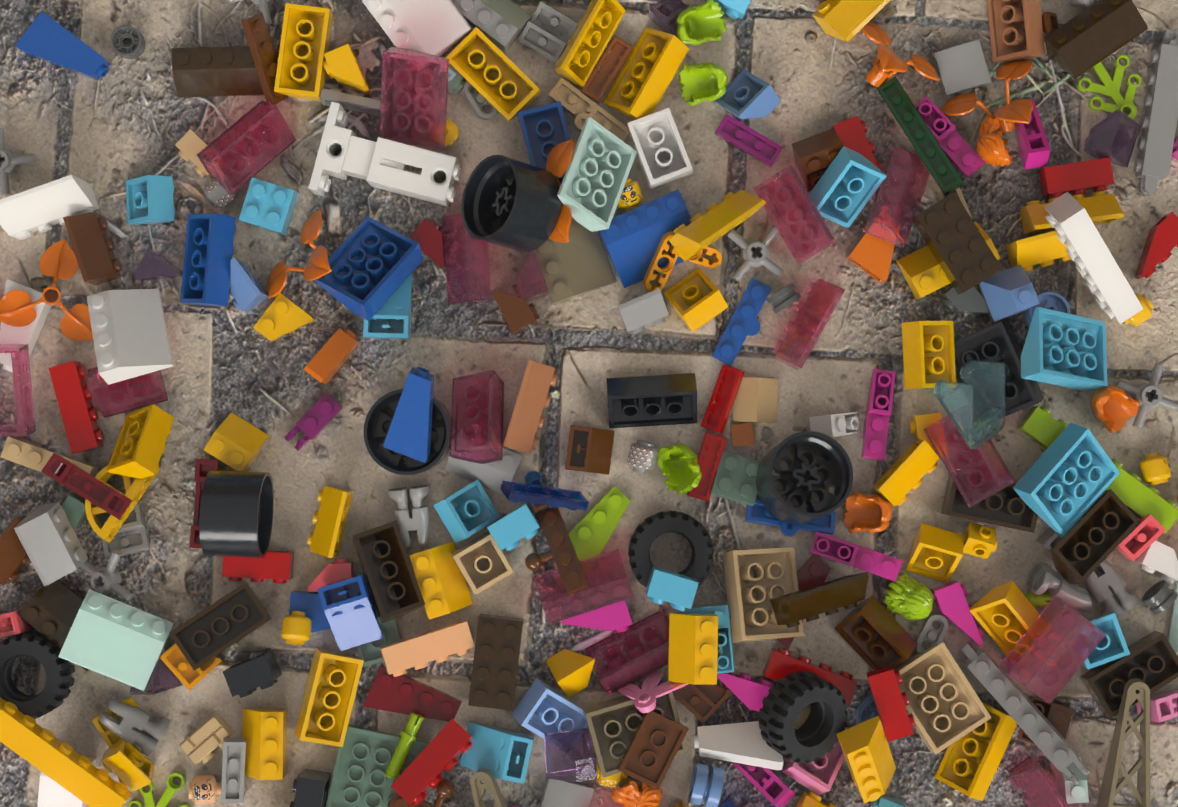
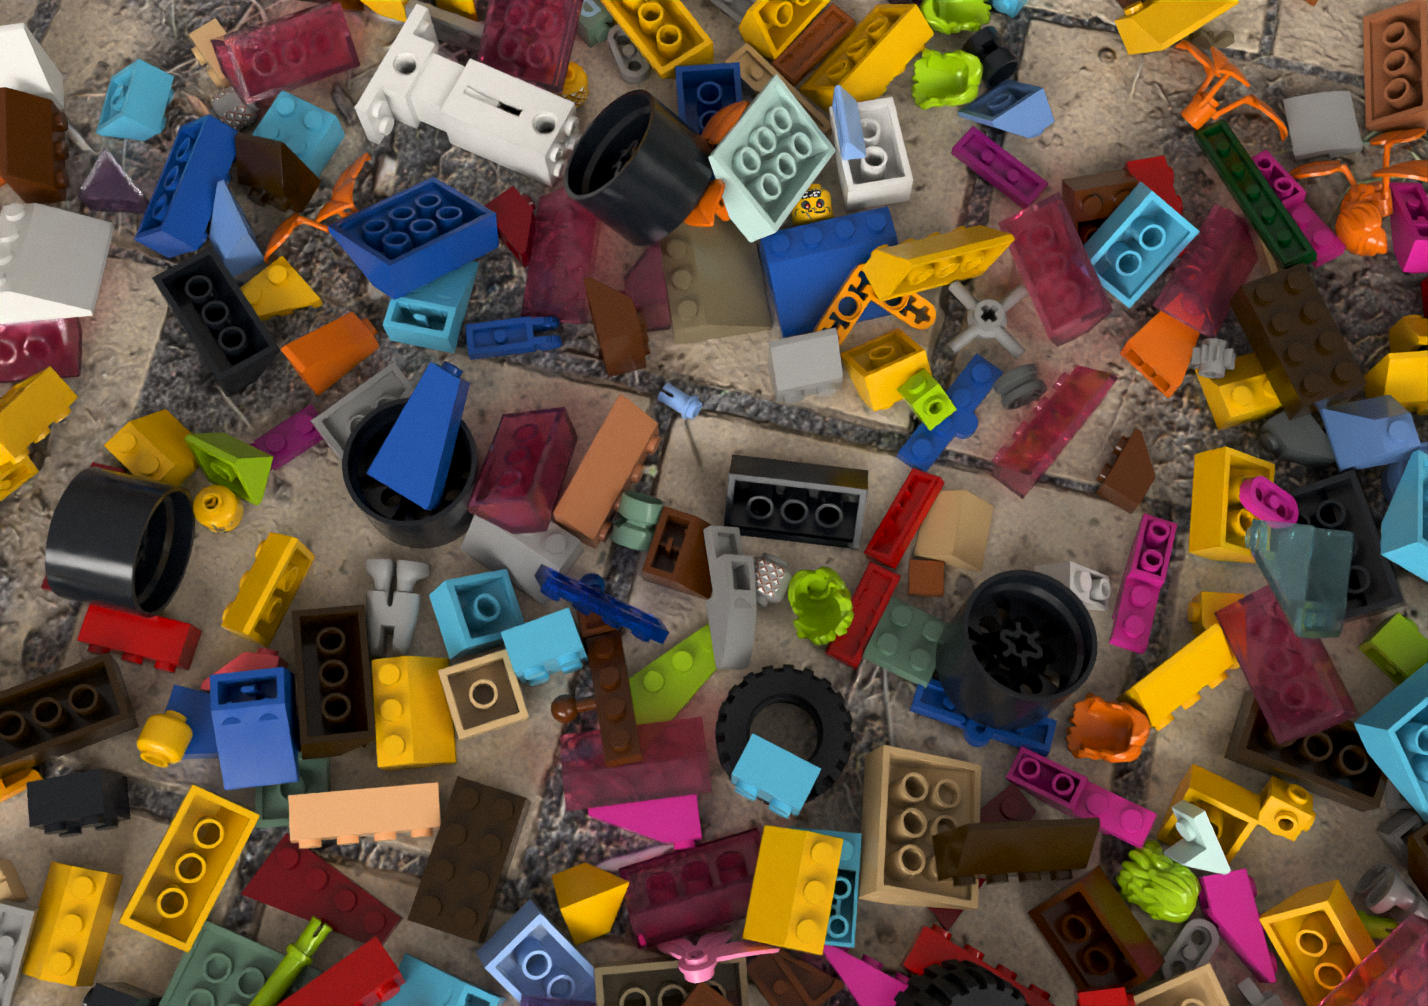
camera: 15 degrees right, 15 degrees down
(252, 348) = (218, 320): none -> black slope
(263, 242) = (273, 173): none -> dark brown slope
(288, 444) = (232, 464): none -> lime slope
(293, 477) = (218, 509): none -> yellow head
(362, 392) = (341, 418): none -> light grey wing
(444, 322) = (510, 336): none -> blue hinge
(554, 434) = (638, 519): none -> sand green wheel
(566, 346) = (681, 402): none -> light blue pin
(625, 474) = (734, 600): none -> light grey slope
(643, 137) = (848, 125): none -> light blue slope
(725, 320) = (926, 399): none -> lime brick
(736, 63) = (997, 61): none -> black wheel
(861, 344) = (1129, 475): none -> reddish brown slope
(905, 259) = (1213, 358): none -> light grey gear
(928, 576) = (1199, 843): none -> light aqua slope
(946, 350) = (1268, 500): none -> dark pink plate

